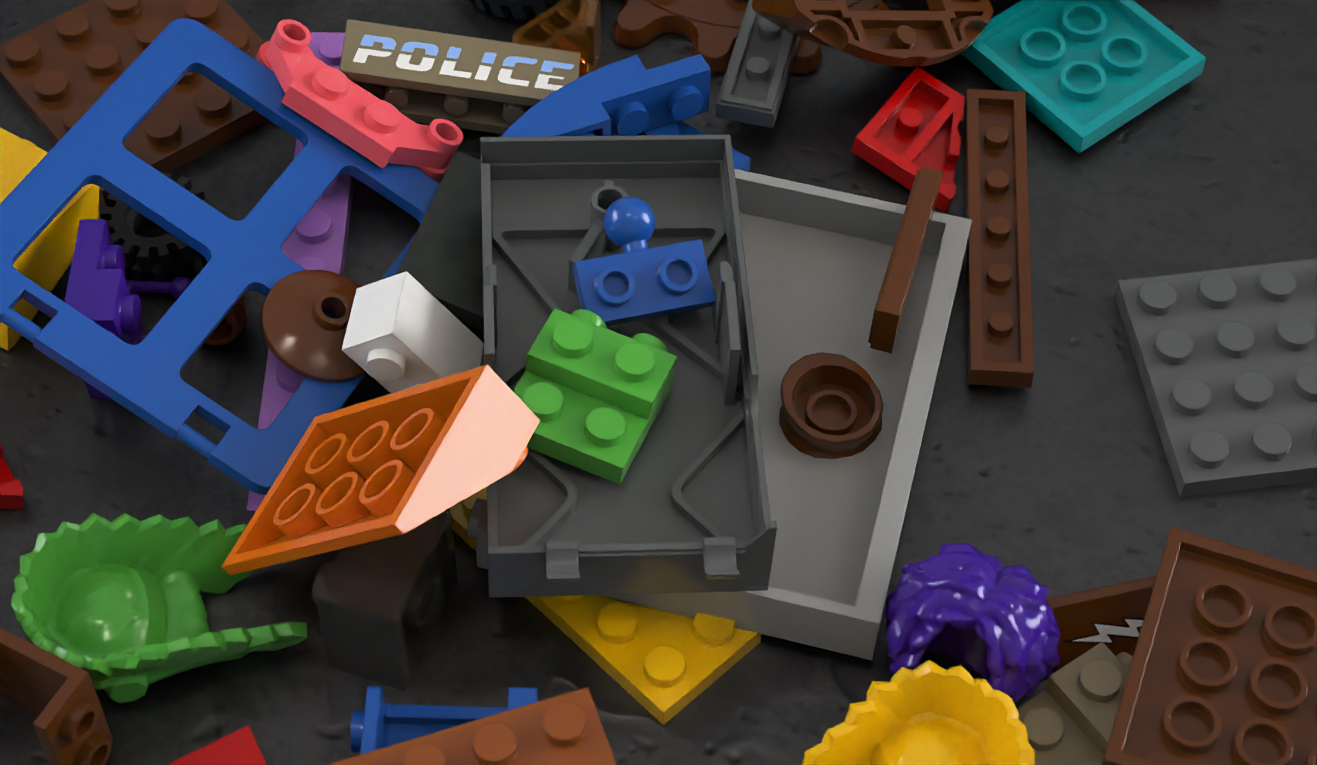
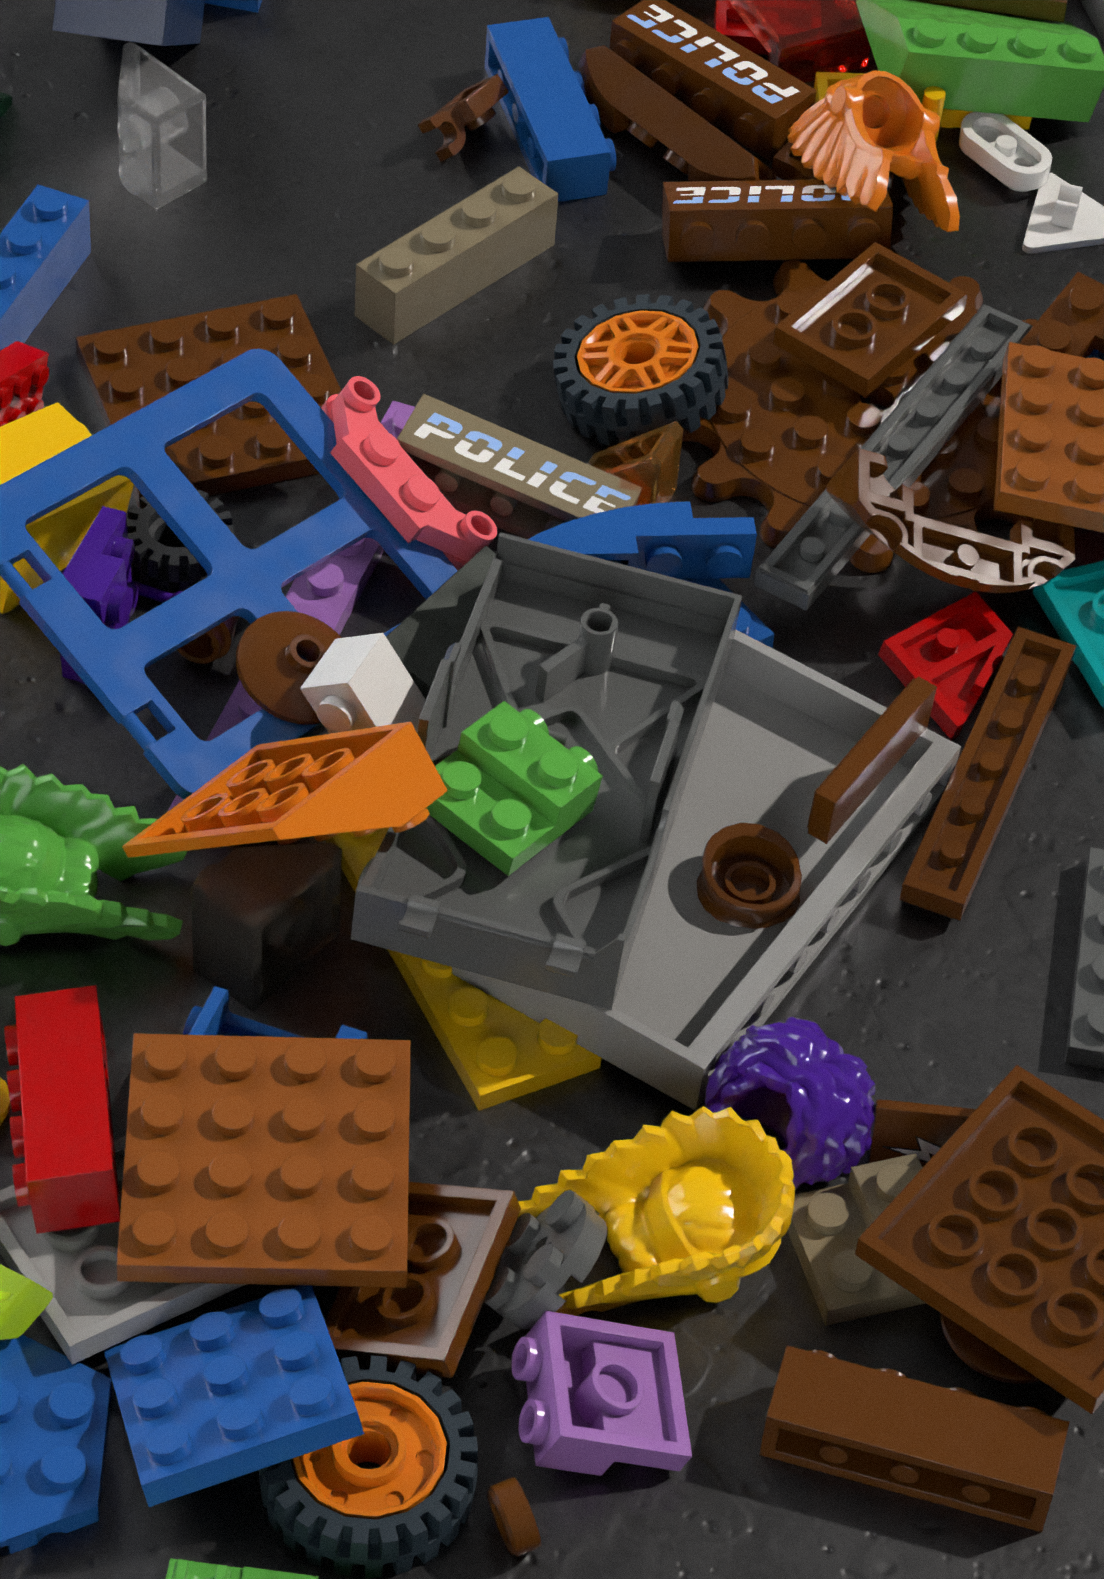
camera: 15 degrees right, 5 degrees down
(642, 279) = (601, 702): blue plate -> none

